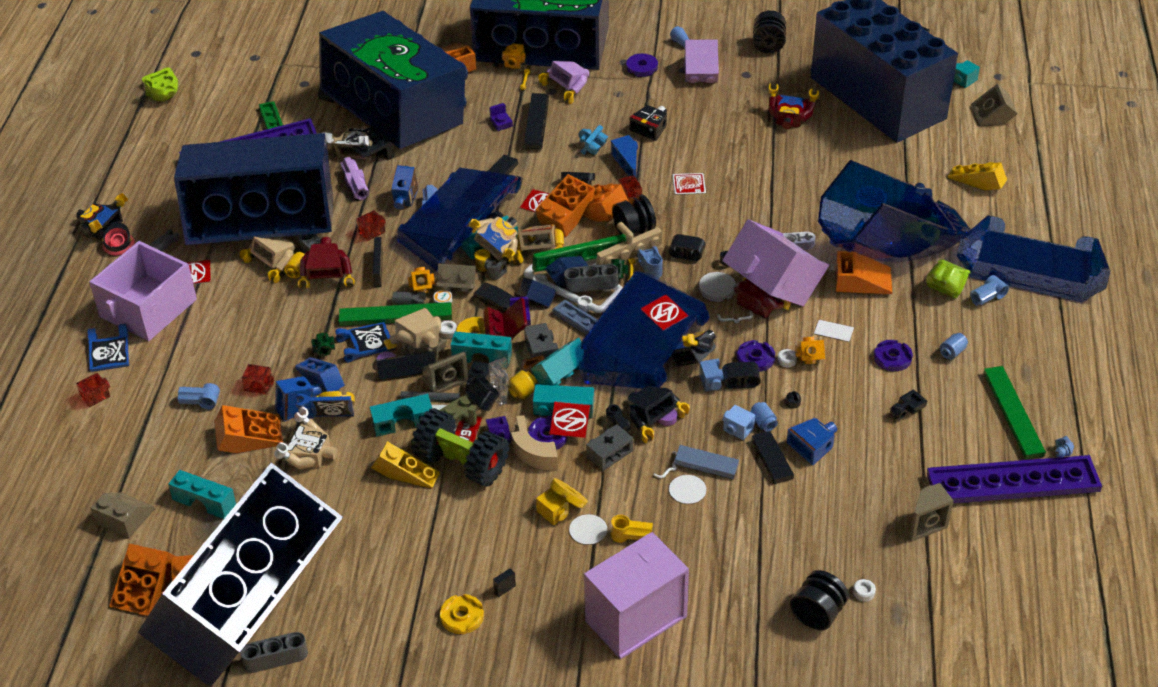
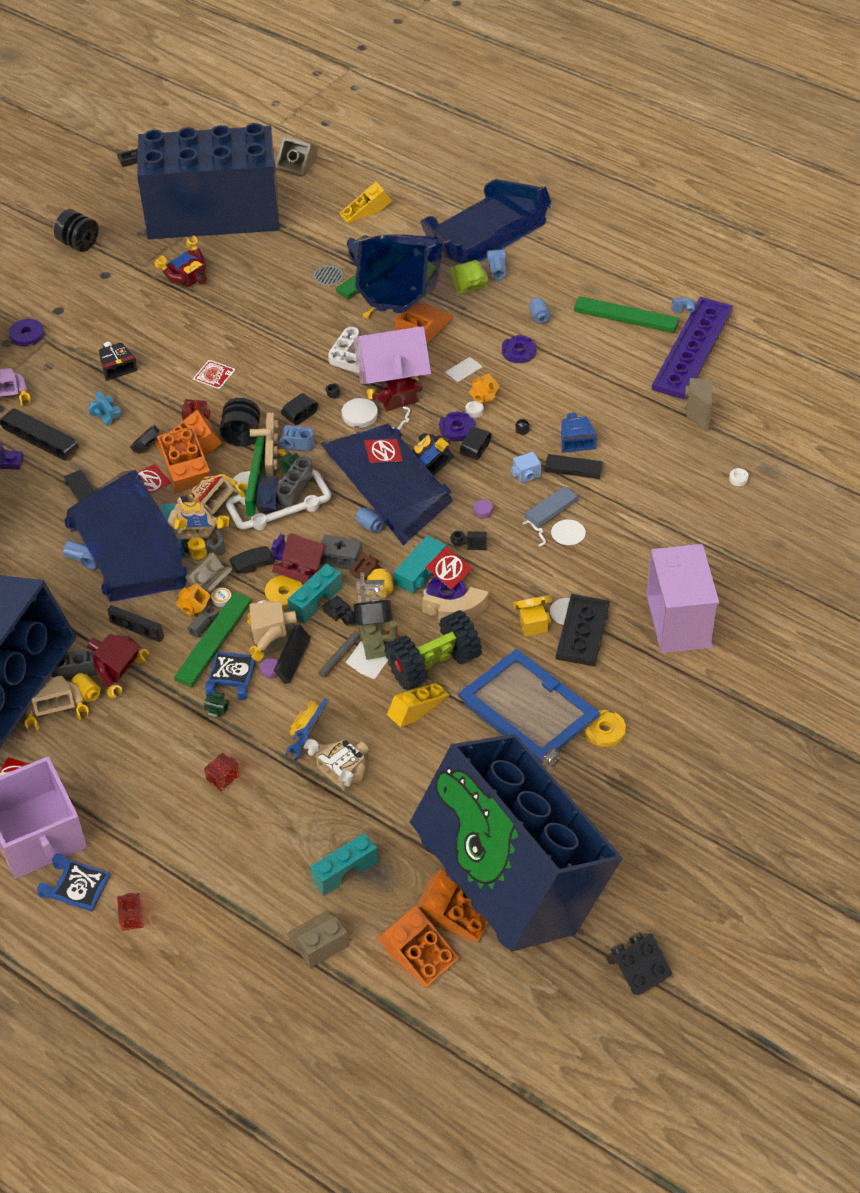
camera: 60 degrees left, 5 degrees up
(205, 396) = (210, 822): medium blue piece -> none
(246, 430) = (283, 804): orange slope -> none
(286, 395) = (272, 741): blue torso -> none
(321, 372) = (253, 721): blue slope -> none
(371, 225) = (78, 609): clear red brick -> none
(387, 414) = (354, 666): teal arch -> none
(404, 193) = (52, 562): blue torso -> none
(446, 373) = (325, 628): dark tan slope -> none
(448, 546) = (531, 703): none -> door
(499, 427) = (419, 619): dark purple bracket -> none
(504, 582) = (594, 685): black tile -> none
(536, 292) = (270, 528): dark blue slope -> none
(559, 364) = (380, 545): teal brick -> none
(570, 548) = (583, 630): none -> black tile
(574, 316) = (325, 516): sand blue tile -> none
(609, 447) = (495, 557): dark grey brick -> none
(625, 153) = (149, 395): blue slope -> none
(625, 529) = (594, 581): yellow piece -> none
(651, 405) = (472, 512): black torso -> none
(679, 36) = (16, 290): medium blue cone -> none
(701, 61) = (69, 291): lavender slope -> none
(710, 374) = (463, 461): medium blue brick -> none
(764, 416) = (529, 446): medium blue brick -> none
(819, 600) = (743, 500): black wheel -> none
(909, 402) = (580, 363): black plate -> none

